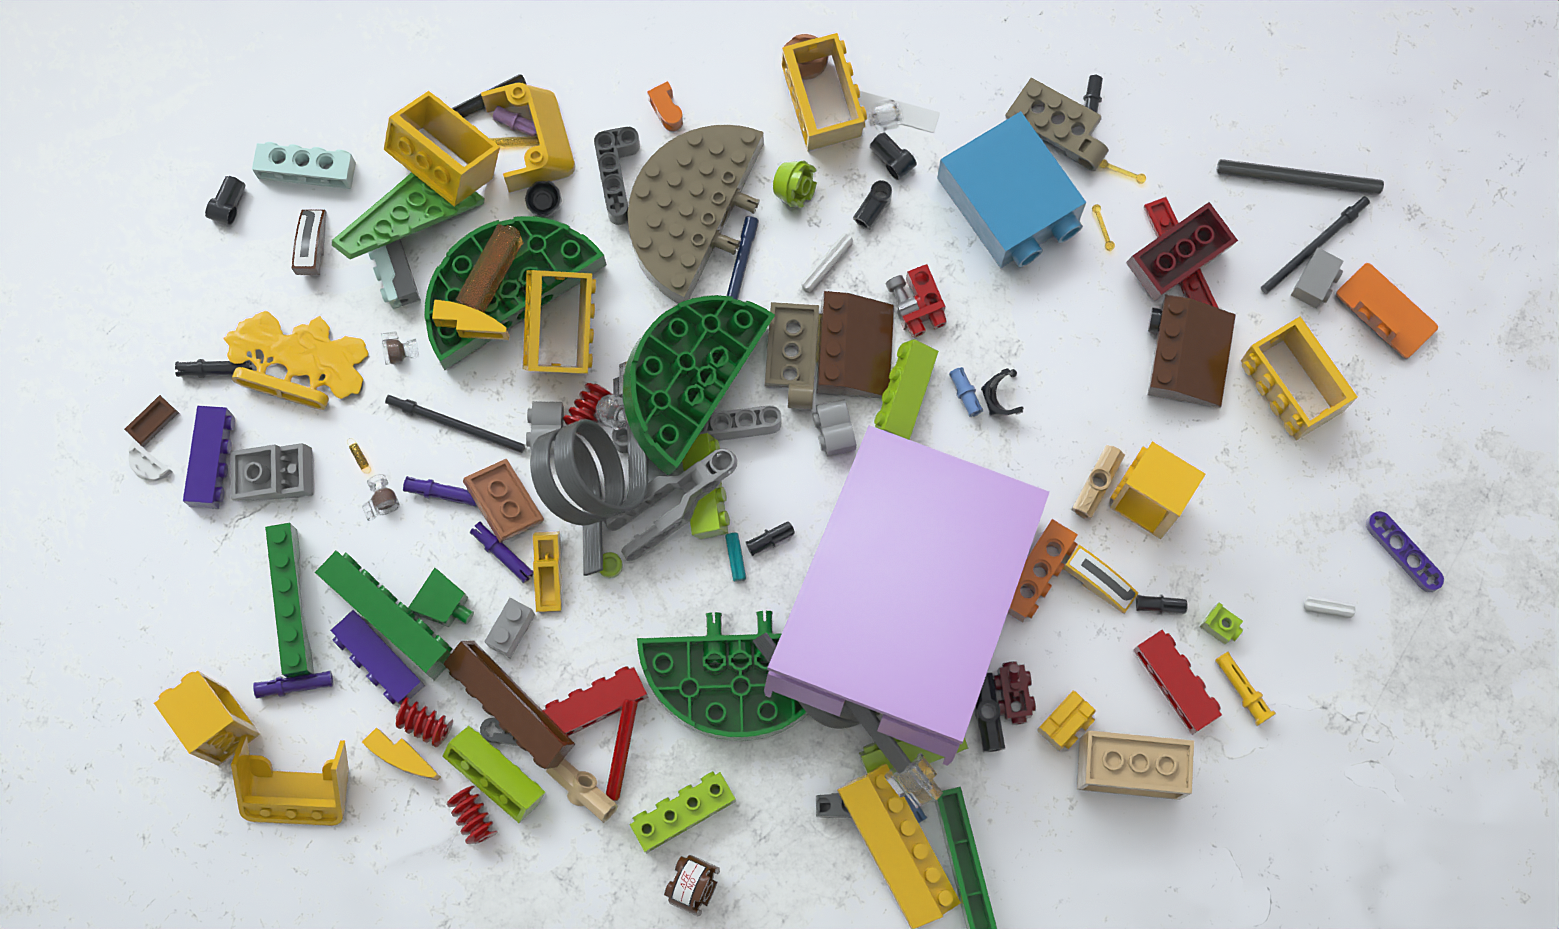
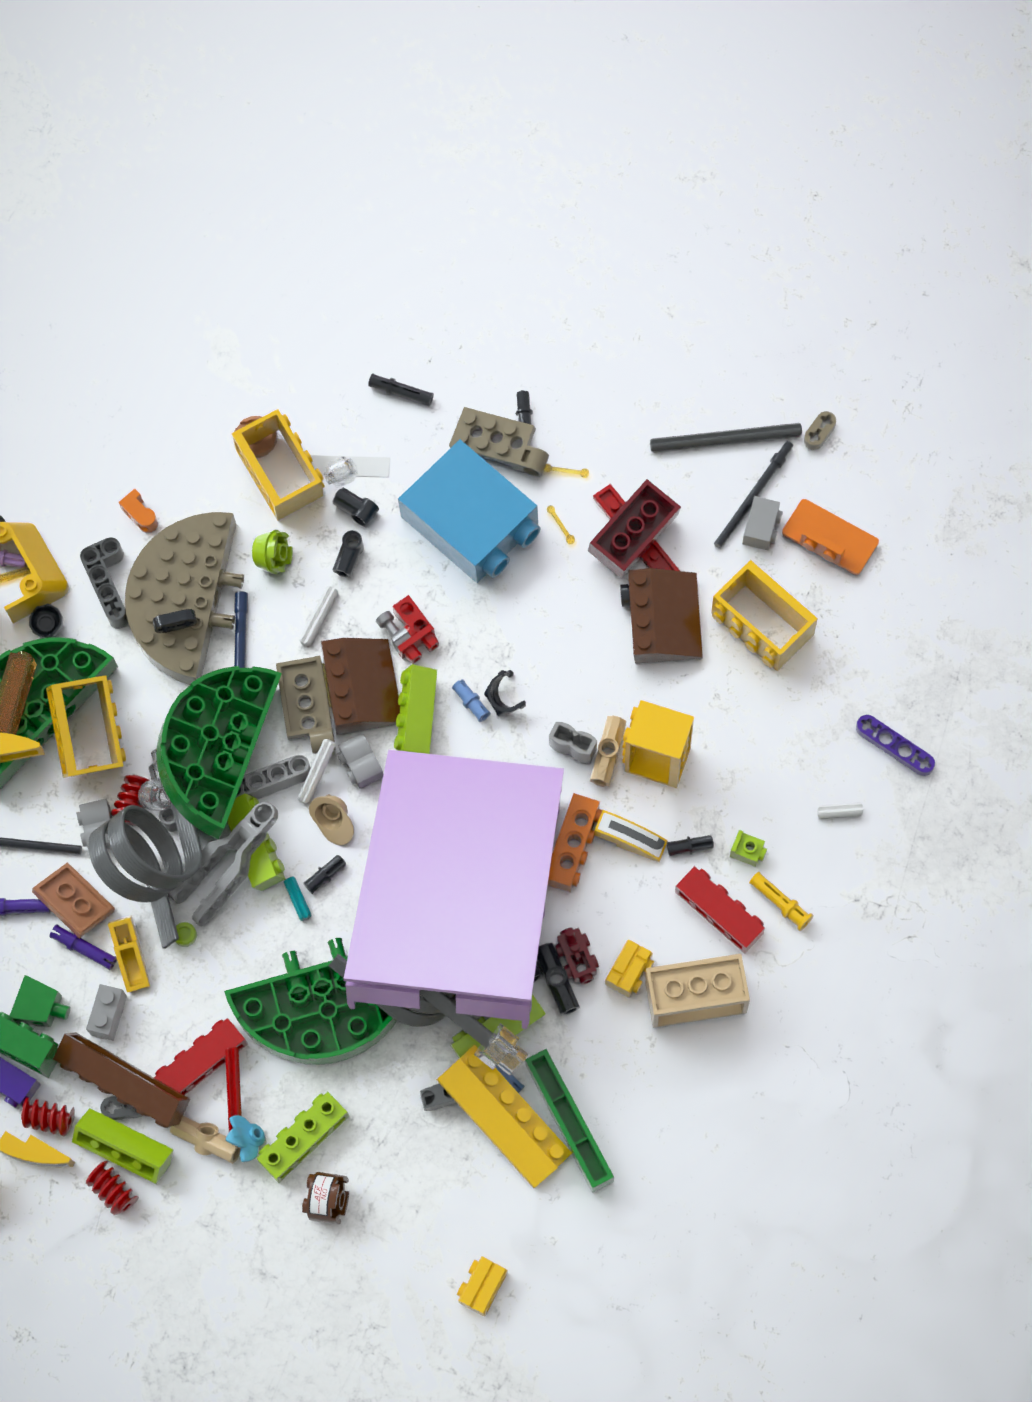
camera: 10 degrees left, 5 degrees down
(623, 798) = (245, 1136): none -> medium azure plate
(676, 232) = (174, 621): none -> black beam
(787, 427) = (316, 771): none -> white axle
(792, 482) = (332, 819): none -> tan piece
(969, 43) = (391, 386): none -> black pin
(1068, 467) = (578, 744): none -> light grey brick
(1405, 197) = (816, 428): none -> dark tan beam

